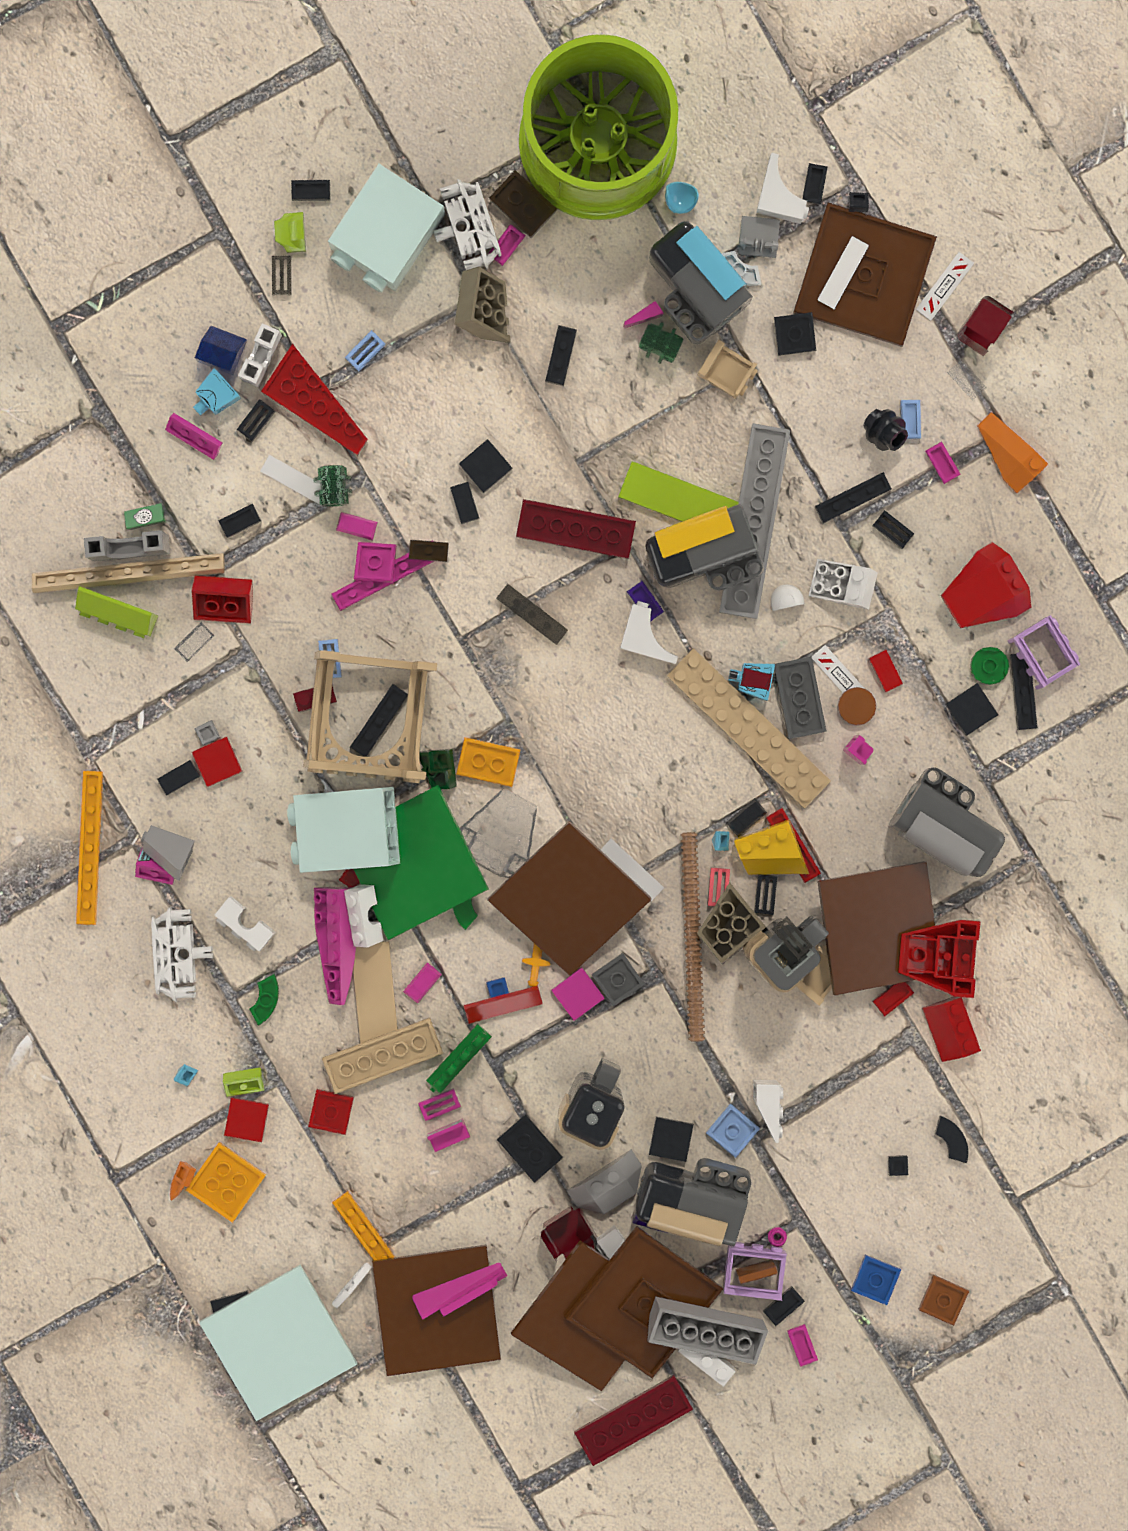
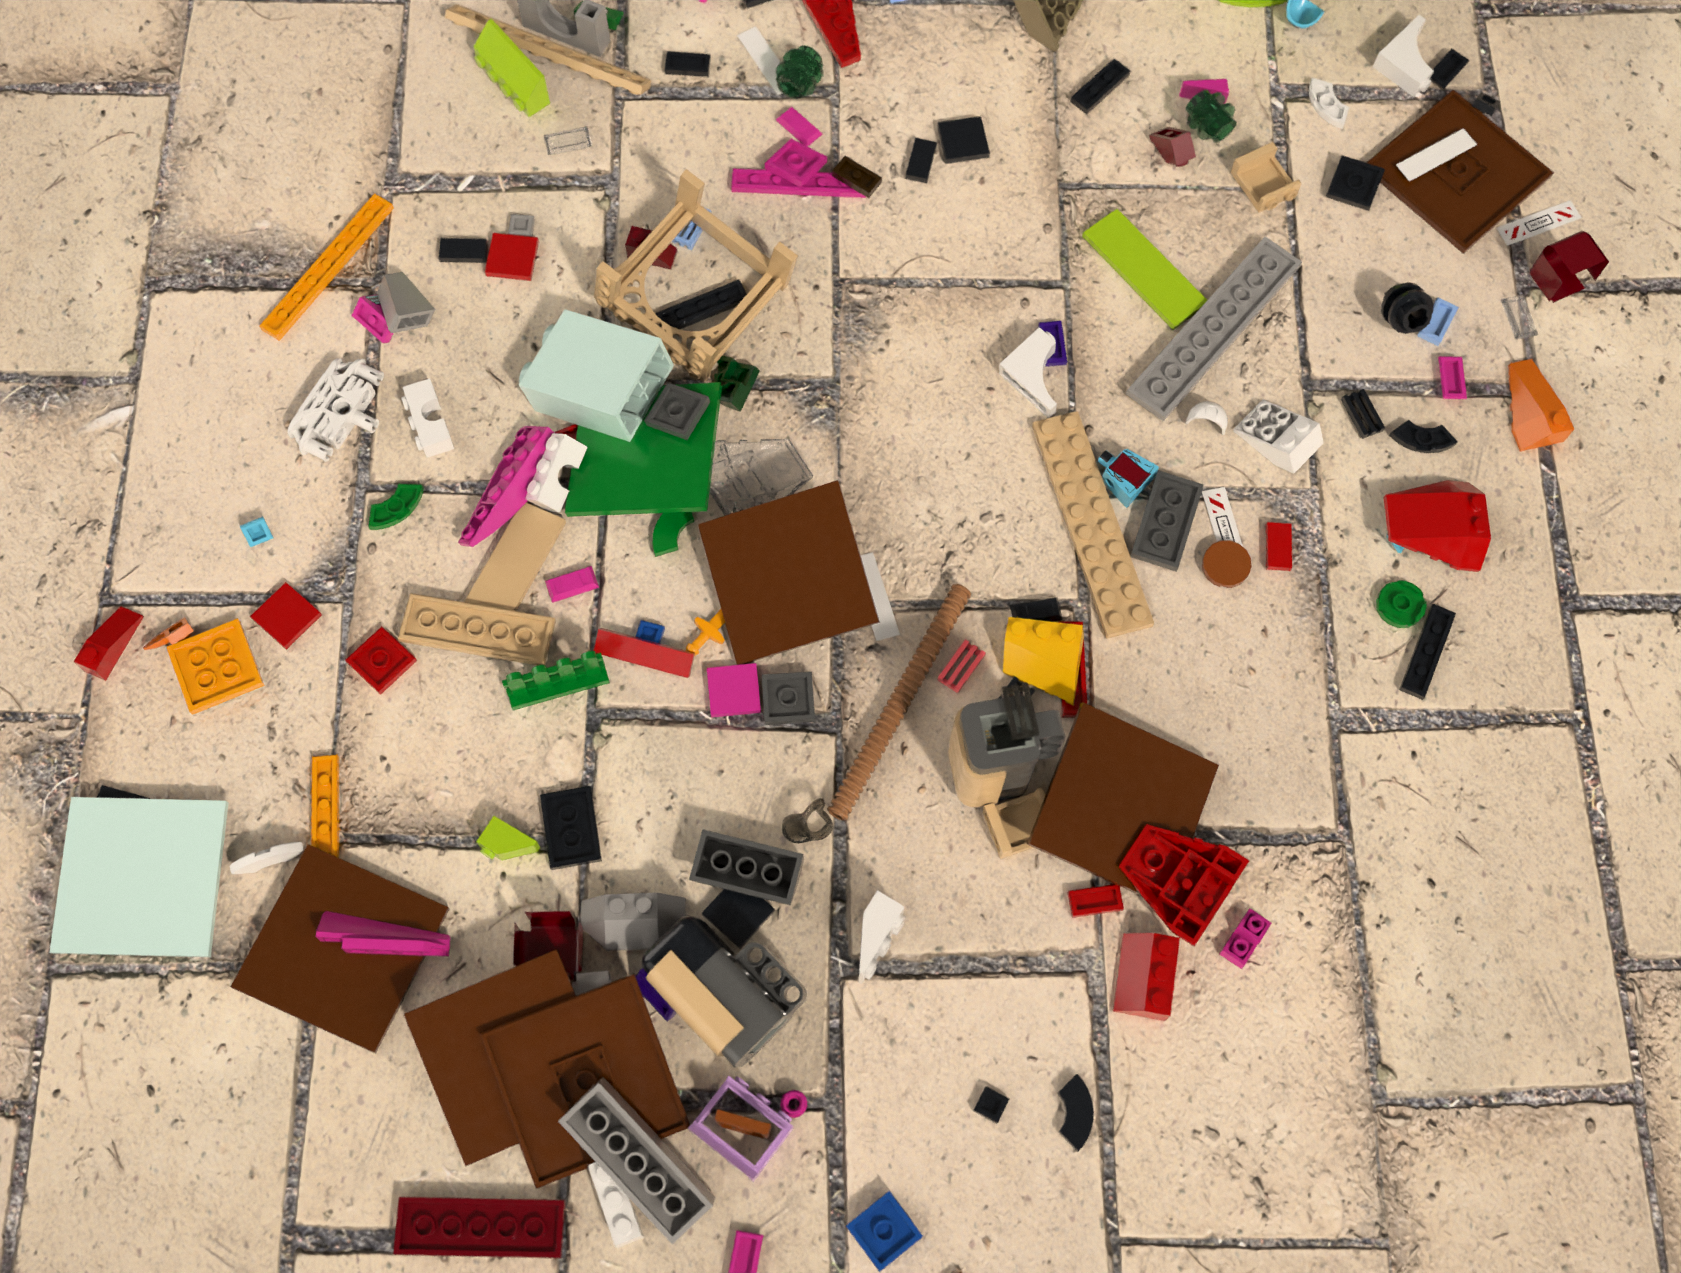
camera: 30 degrees right, 20 degrees down
(143, 1207) = (108, 642): none -> red slope
(222, 599) = (621, 117): red slope -> none
(243, 1082) = (310, 576): lime slope -> none
(422, 826) = (677, 411): none -> dark grey plate
(448, 1135) = (490, 757): dark pink panel -> none
(454, 1098) = (502, 730): dark pink tile -> none
(488, 762) = (789, 405): light orange tile -> none
(494, 1184) = (505, 841): none -> lime slope
(532, 614) = (925, 293): clear smoke tile -> none
(575, 529) = (1021, 239): dark red plate -> none
(593, 1107) = (671, 798): black piece -> none
(644, 380) = (1174, 145): none -> dark red slope
(662, 1112) = (747, 867): none -> dark grey slope
(677, 1065) = (796, 828): none -> clear smoke piece
(700, 281) = (1284, 82): piece -> none
(707, 546) = (1149, 310): piece -> none
(721, 841) = (994, 617): medium azure slope -> none
(729, 925) = (938, 701): dark tan wedge -> none
(732, 1130) = (816, 945): light blue tile -> none
(759, 236) = (1364, 85): light grey hinge -> none
(779, 1310) = (751, 1196): black tile -> none
(853, 497) = (1334, 362): black tile -> none
(858, 749) = (1203, 601): dark pink panel -> none
(944, 525) = (1423, 439): none -> black tile
(945, 828) = (1264, 736): dark grey piece -> none
(971, 709) = (1357, 637): black tile -> none
(1001, 966) = (1245, 938): none -> dark pink slope
(1025, 653) = (1454, 628): lavender window -> none

